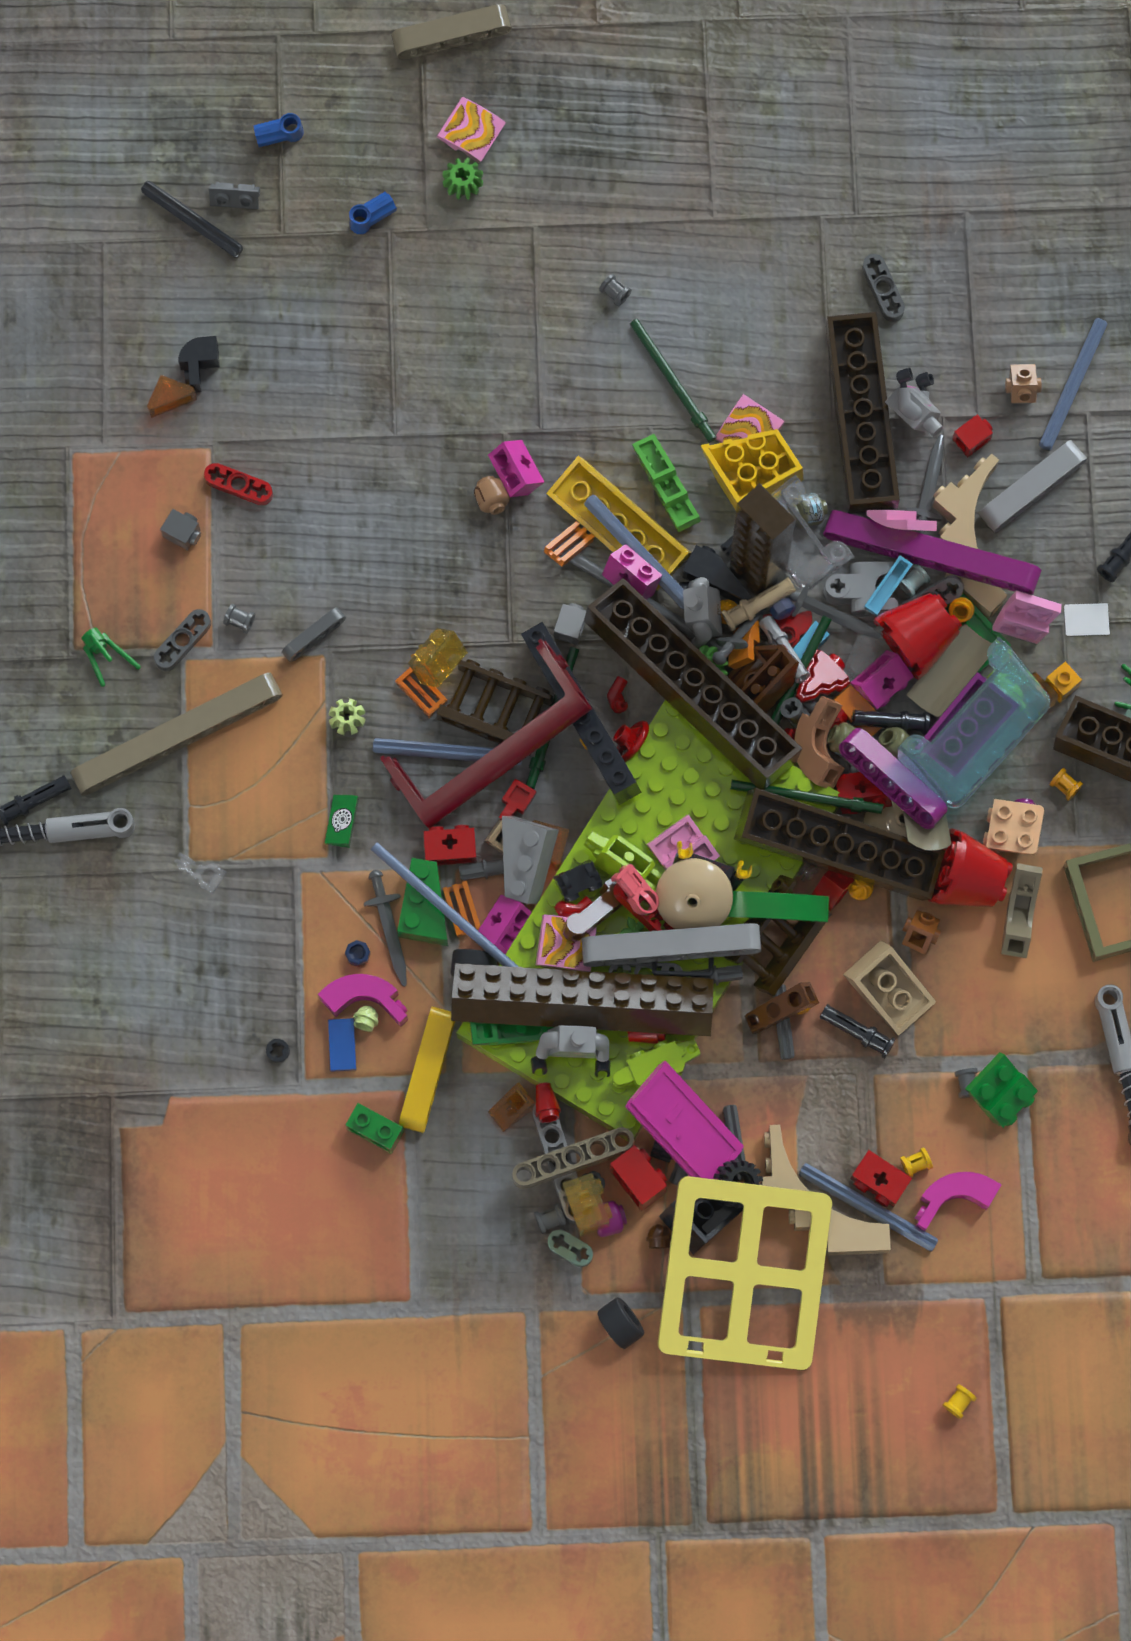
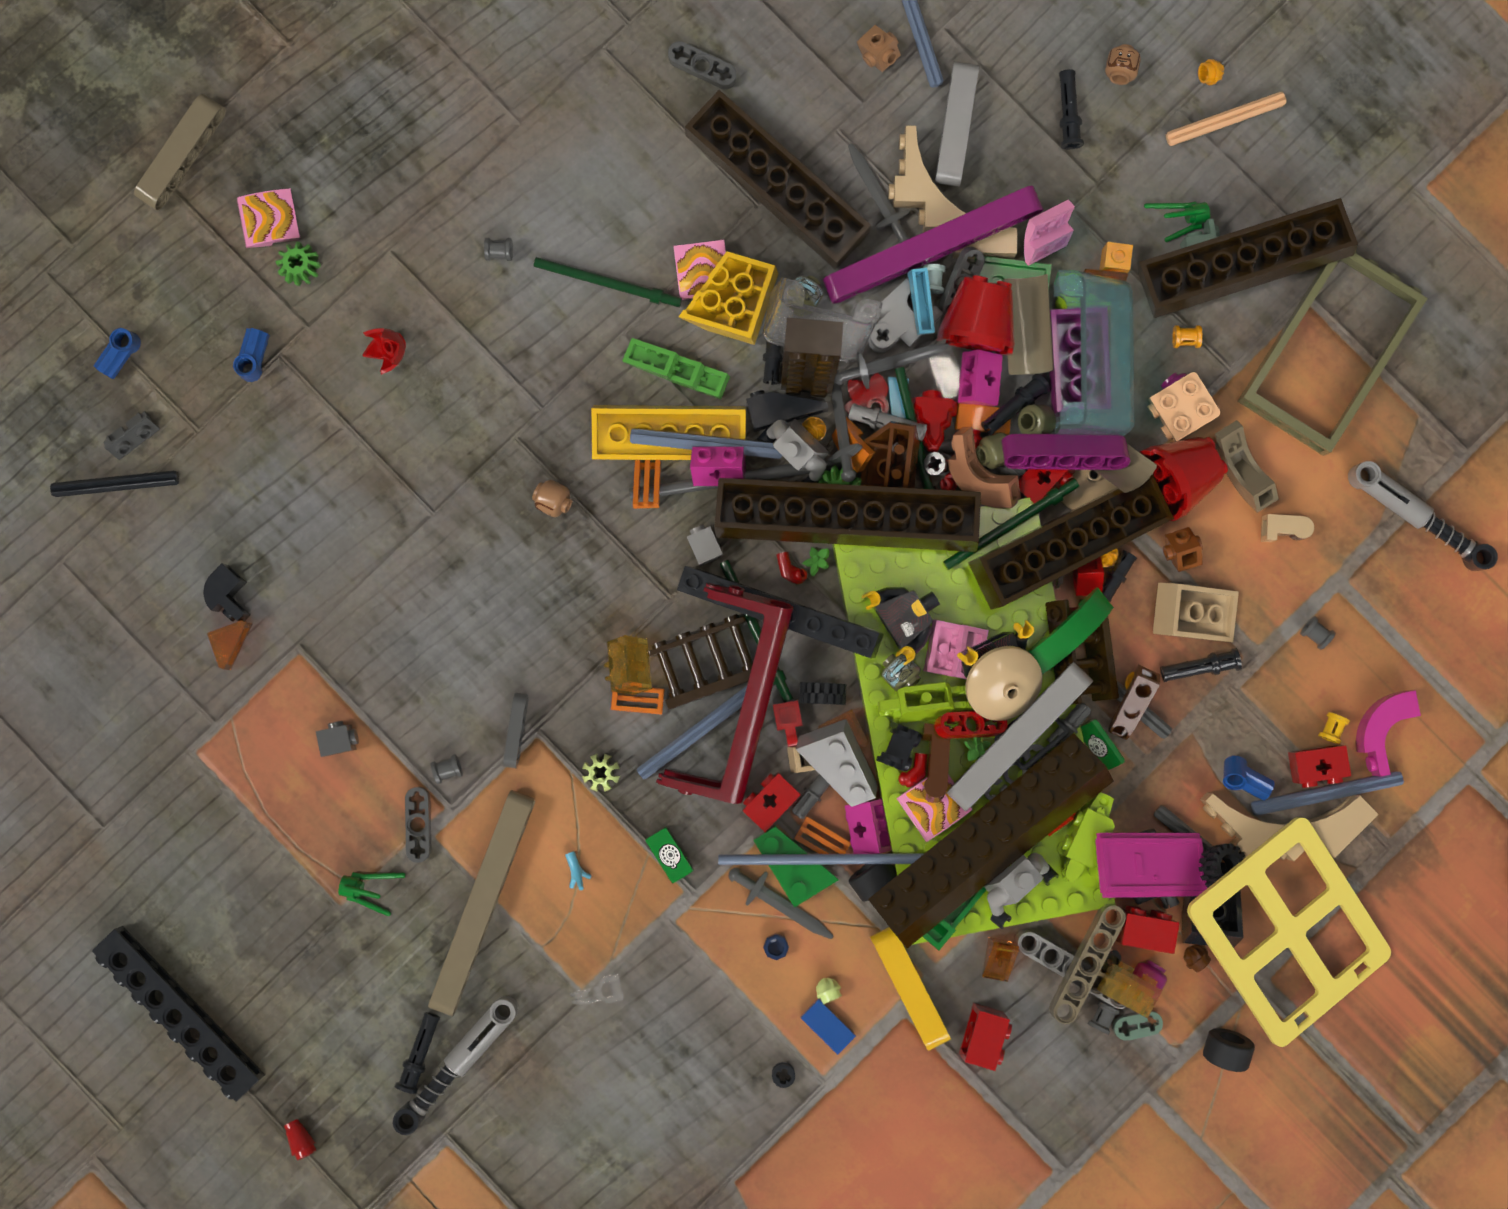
camera: 45 degrees left, 10 degrees up
(219, 483) = (327, 663): red beam -> none
(264, 772) = (576, 871): none -> medium azure bar
(362, 987) = (805, 969): dark pink arch -> none
(374, 1128) = (912, 1070): green brick -> none
(449, 1148) = (985, 1037): none -> red brick
(471, 288) = (387, 346): none -> red piece
(516, 468) = (552, 460): dark pink brick -> none
(546, 1103) = (1028, 938): red cone -> none
(559, 800) = (823, 693): none -> black tyre
(629, 826) = (900, 675): none -> head
(631, 738) = (831, 597): red piece -> none
(635, 885) = (954, 718): coral piece -> none
(643, 706) = (817, 560): none -> bright green plant
(666, 790) = (904, 617): none -> torso
(729, 1020) = (1100, 744): none -> green slope
(748, 609) = (832, 414): tan pin -> none
(782, 609) = (857, 391): dark blue tile -> none
(813, 1132) = (1239, 776): none -> blue piece
(855, 909) = (1117, 574): none -> black pin
(901, 520) = (886, 240): bright pink slope -> none
(914, 403) = (813, 139): light grey torso -> none
(962, 609) = (994, 270): light orange plate -> none
(973, 435) = (876, 123): red brick -> none
(1001, 1091) = (1351, 618): green plate -> none
(1015, 984) = (1285, 525): none -> tan leg
(1086, 619) = (1087, 193): white sticker -> none

